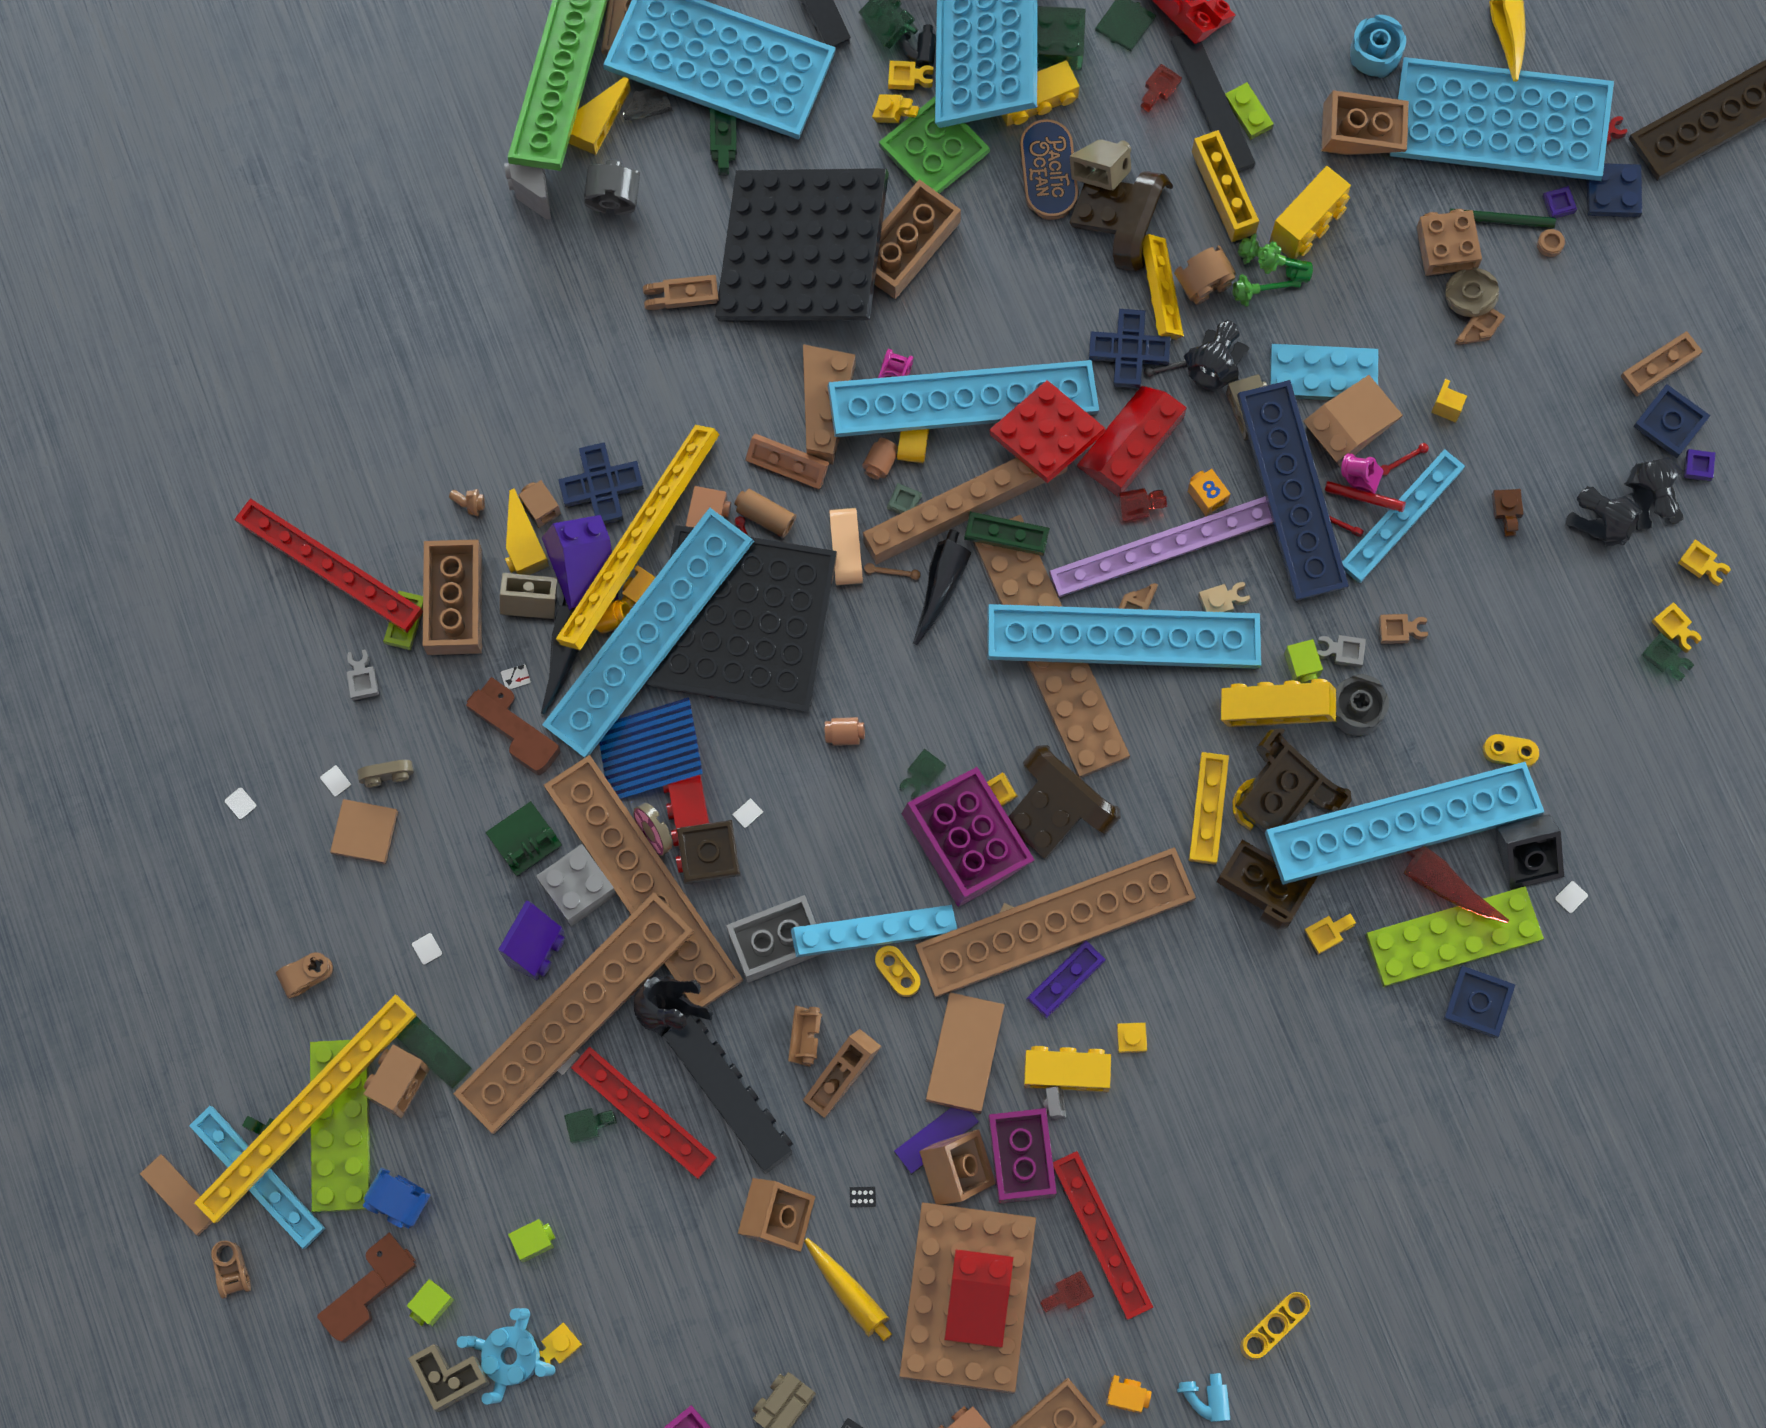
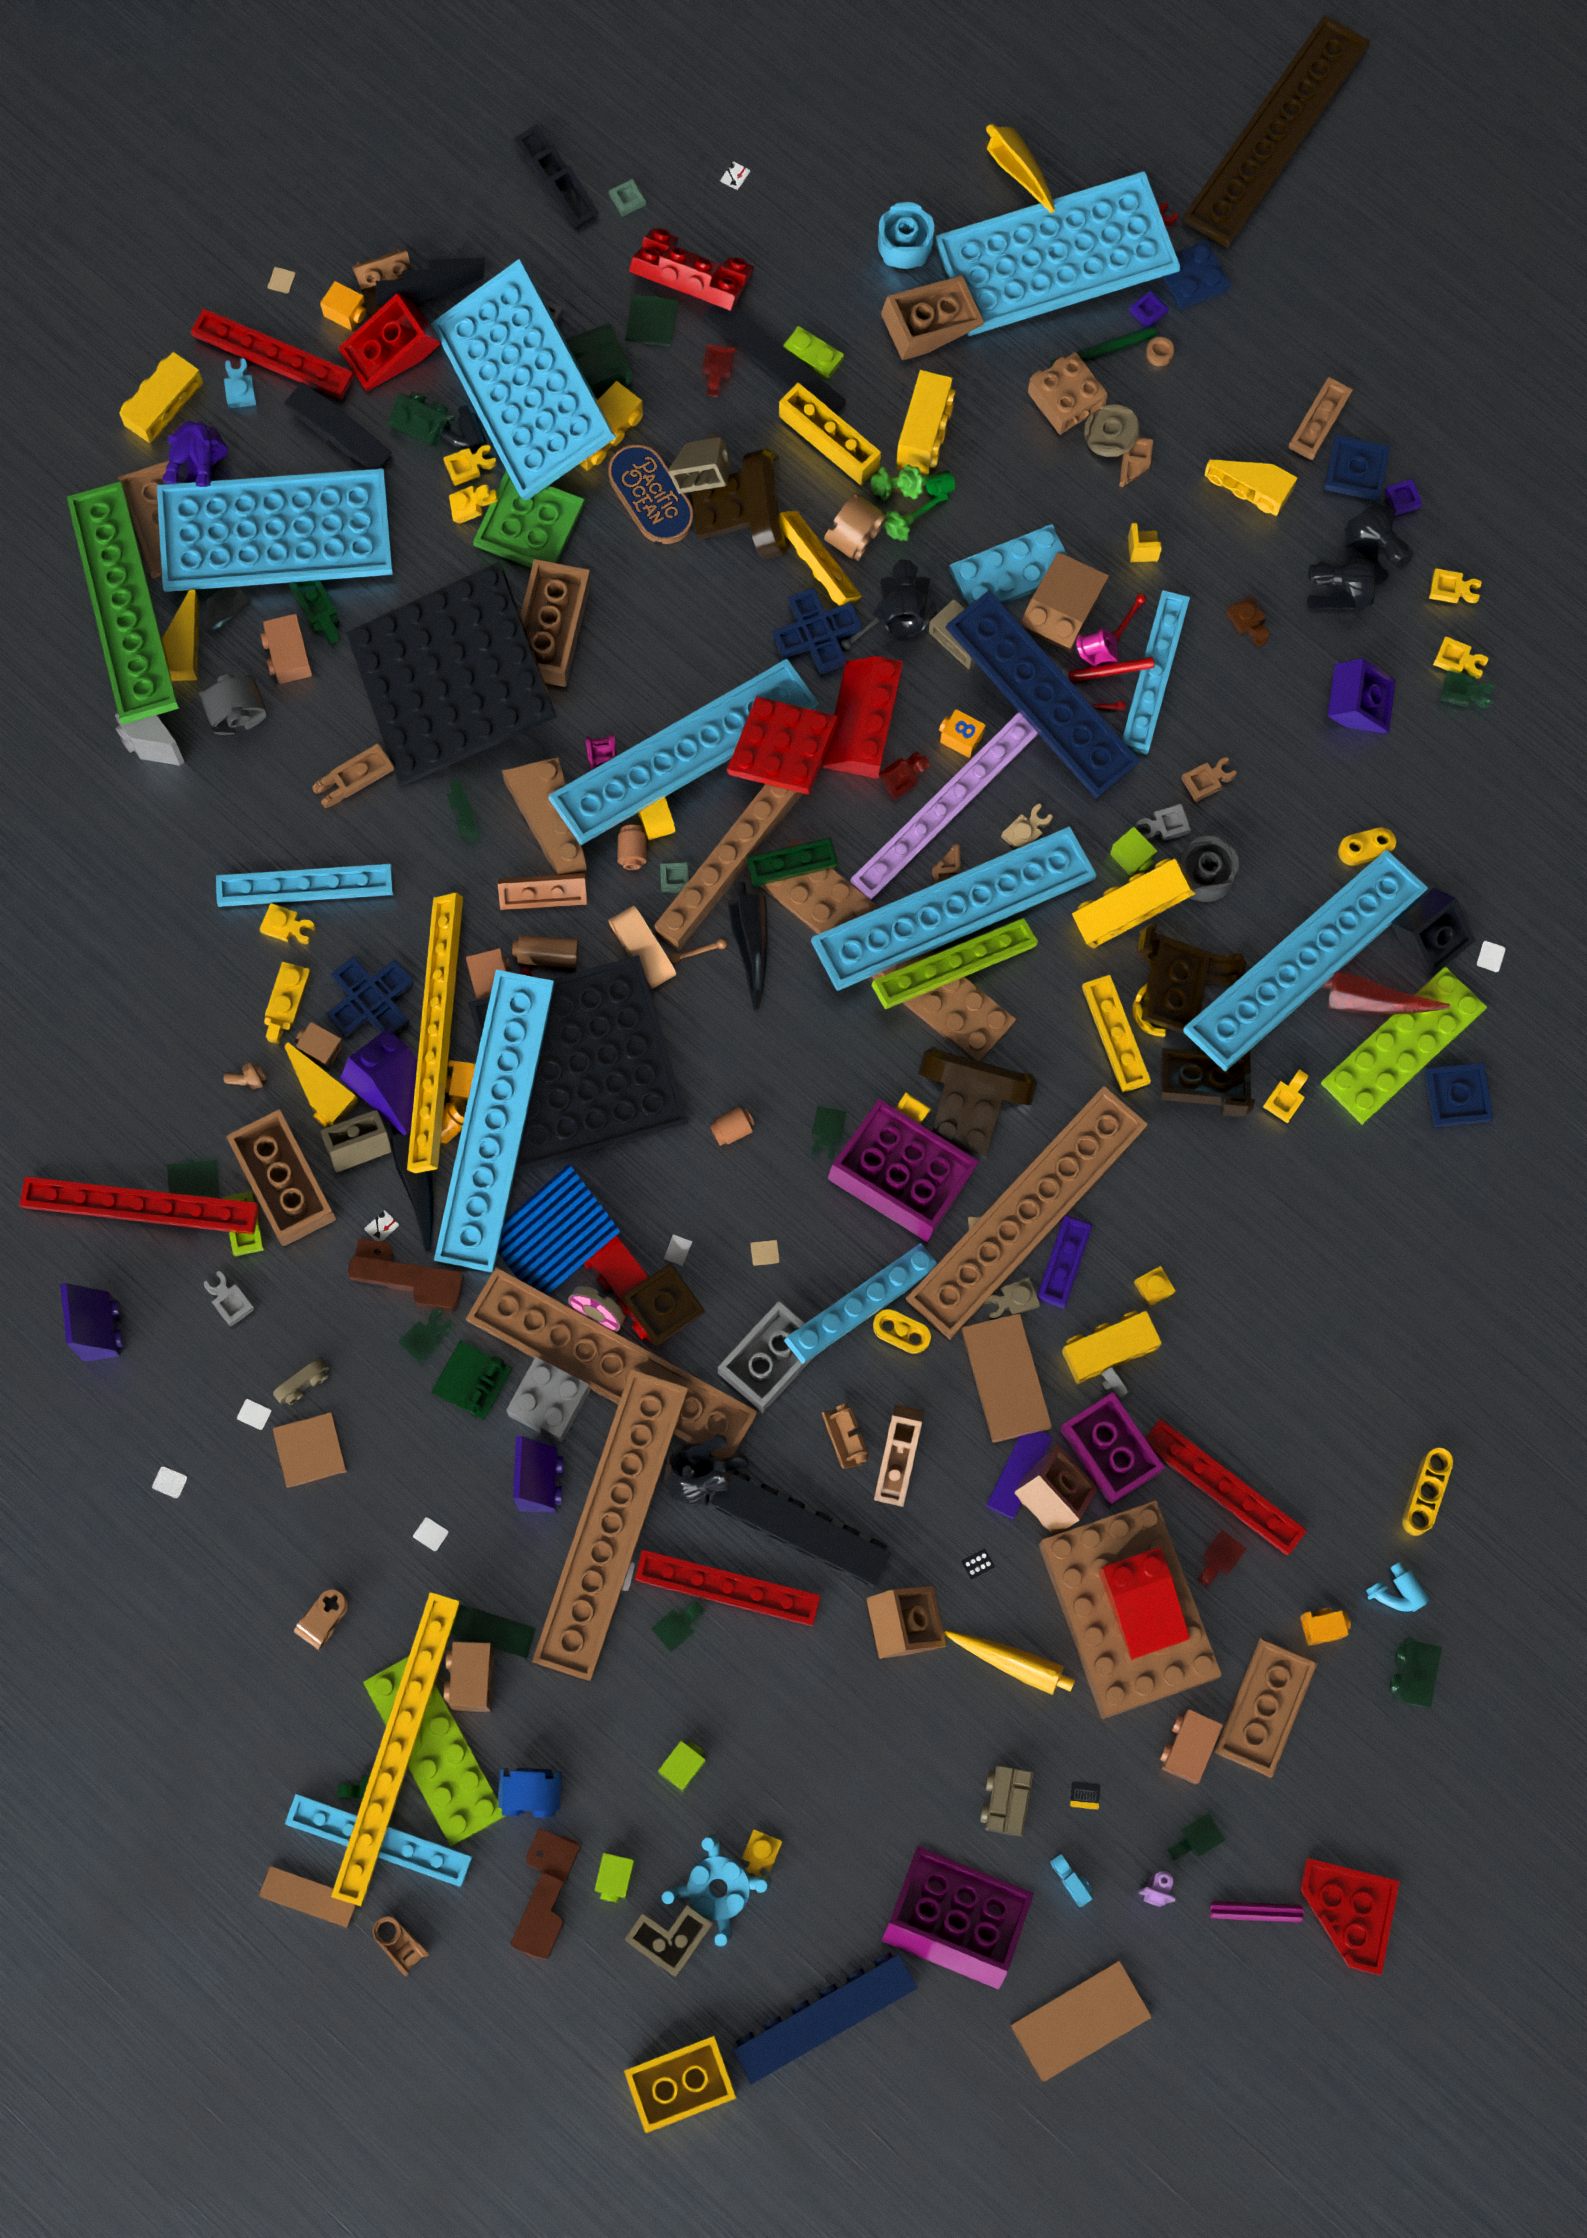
camera: 30 degrees left, 0 degrees up
(239, 641) = (91, 1322): none -> dark purple slope
(385, 565) = (194, 1178): none -> clear green piece
(500, 785) = (422, 1340): none -> clear green plate
(532, 453) = (285, 1000): none -> yellow hinge
(563, 388) = (283, 923): none -> yellow plate
(595, 365) = (304, 885): none -> medium azure plate
(680, 162) = (286, 648): none -> nougat brick
(756, 353) = (466, 822): none -> clear green plate
(818, 850) = (764, 1252): none -> tan sticker
(1010, 990) = (1016, 1298): none -> dark tan plate
(1099, 683) = (954, 963): none -> lime plate
(1572, 620) = (1361, 696): none -> dark purple slope
(1577, 395) = (1257, 482): none -> yellow slope

